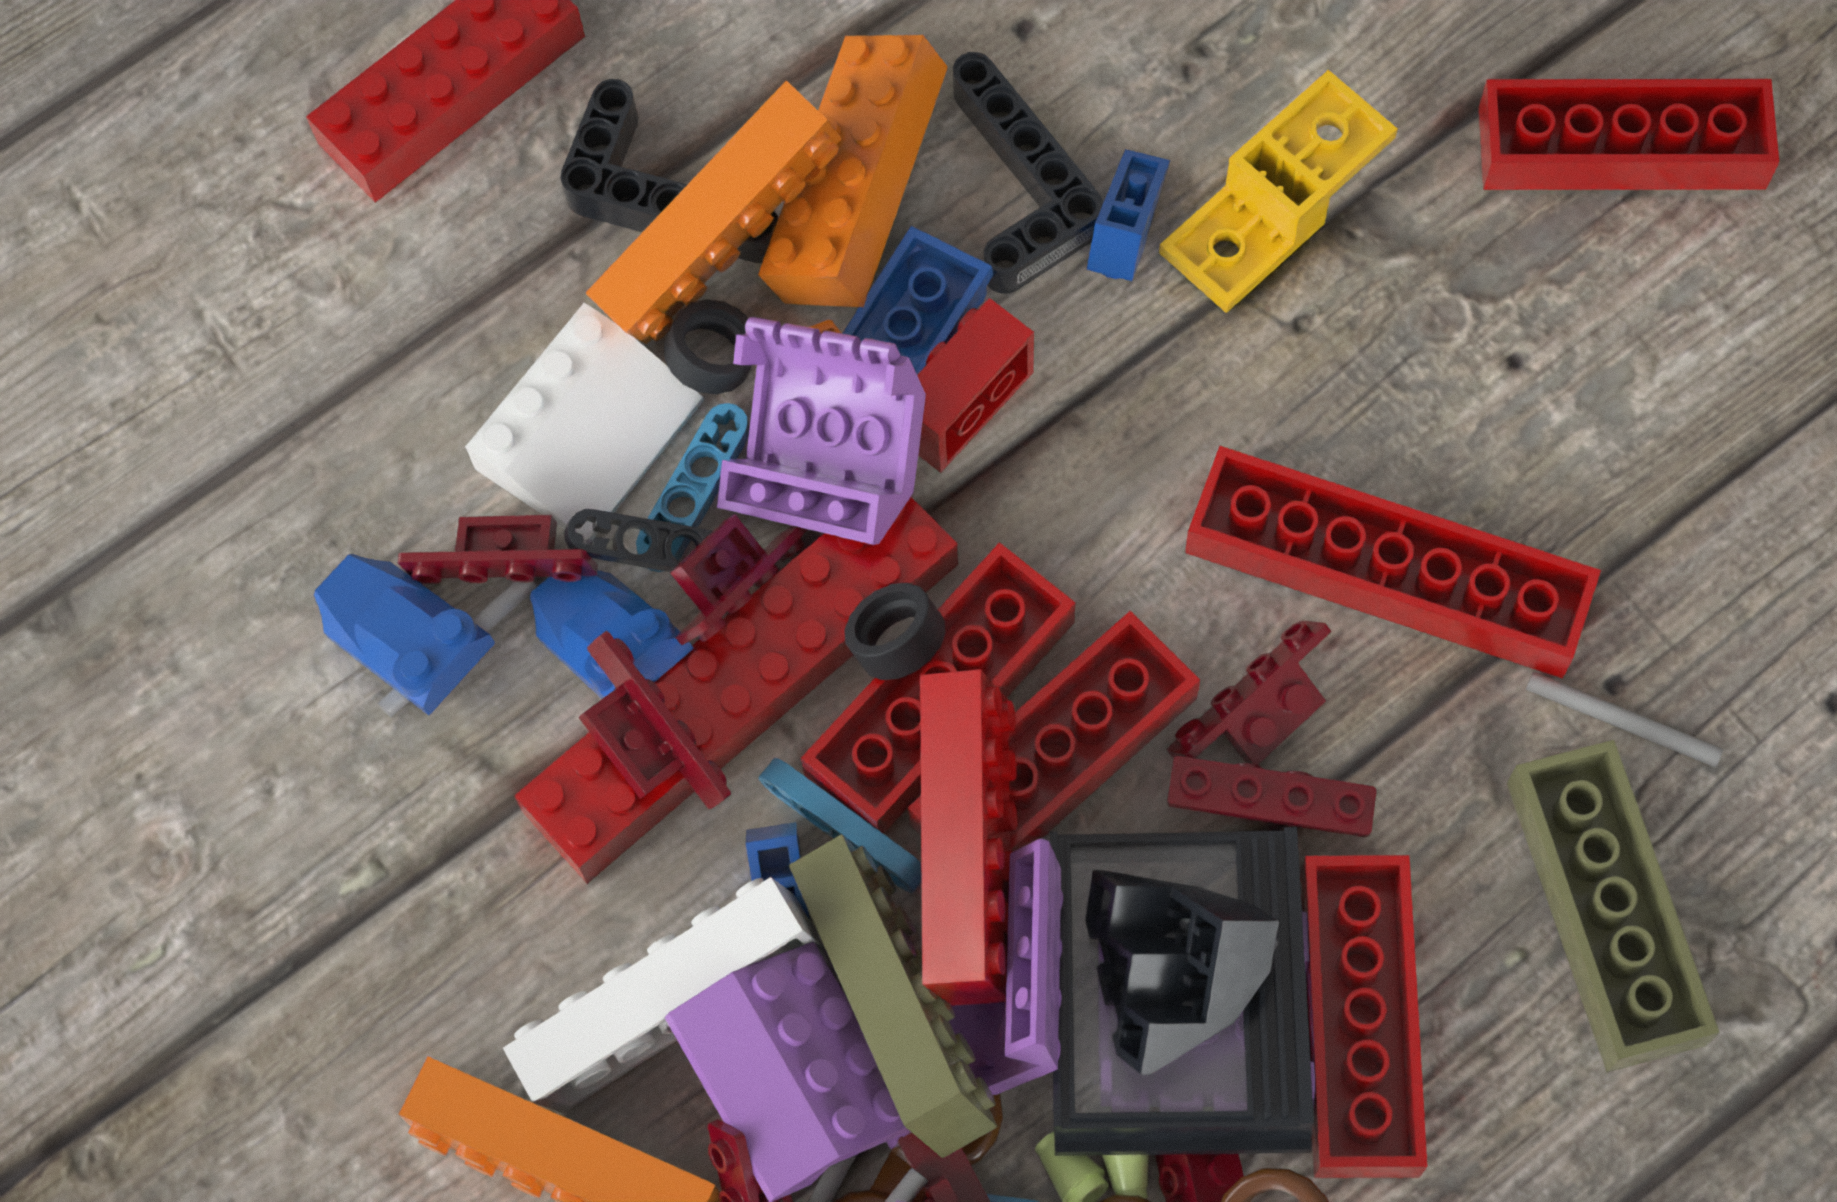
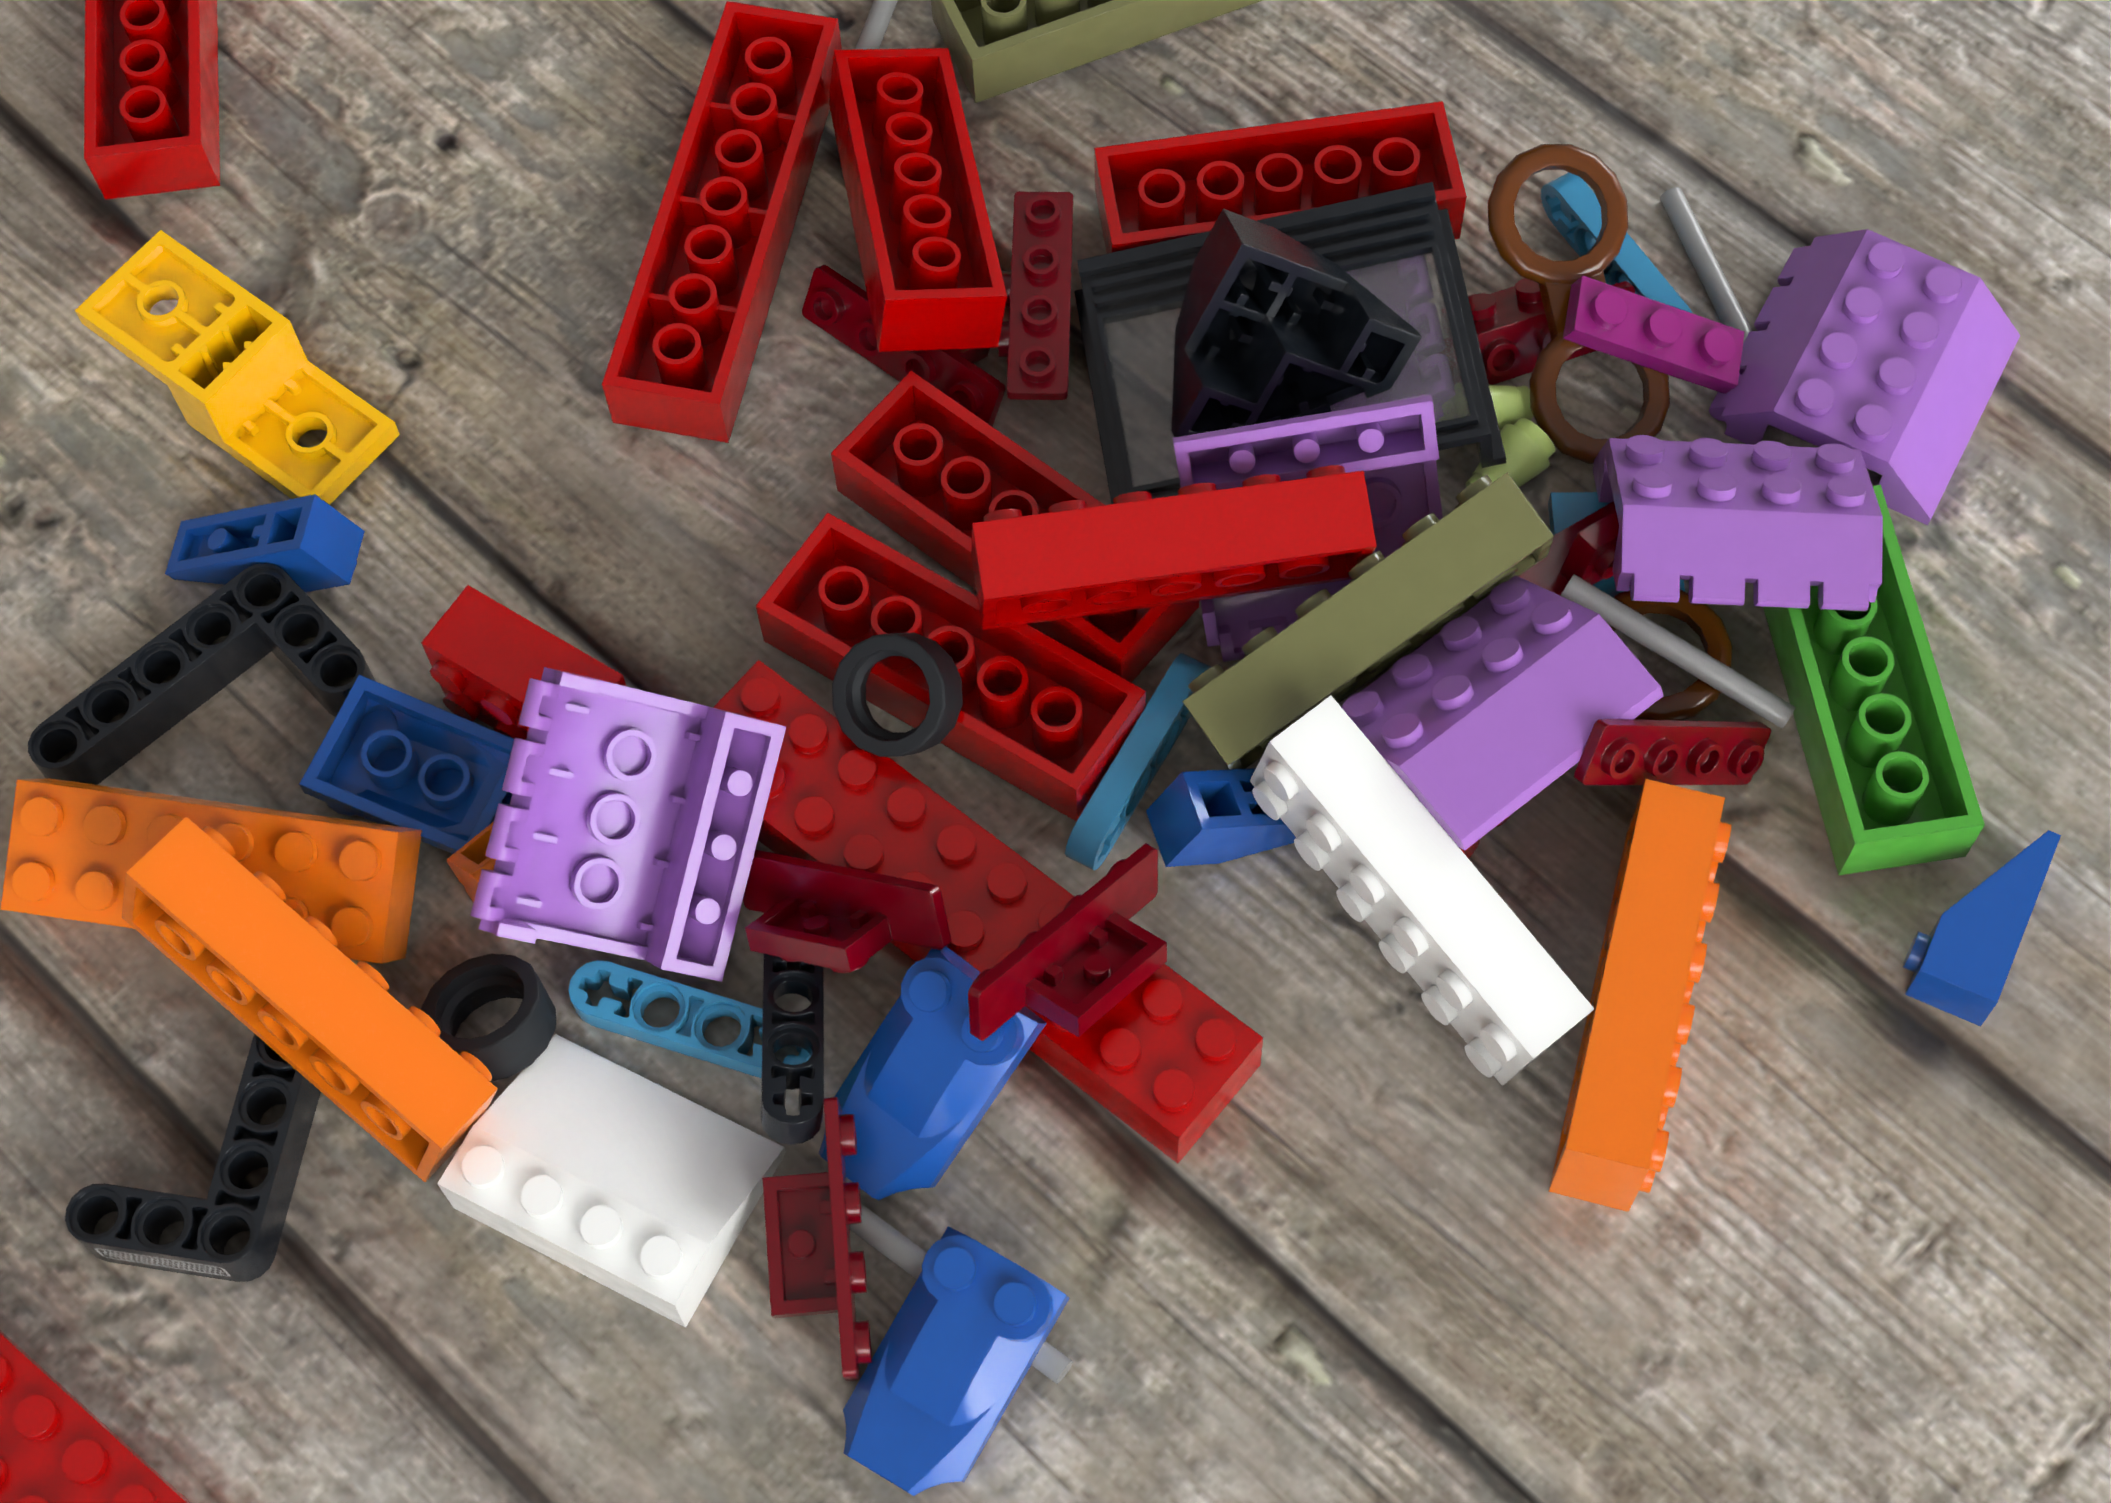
camera: 100 degrees left, 5 degrees down
(1377, 701) = (916, 200): none -> red brick

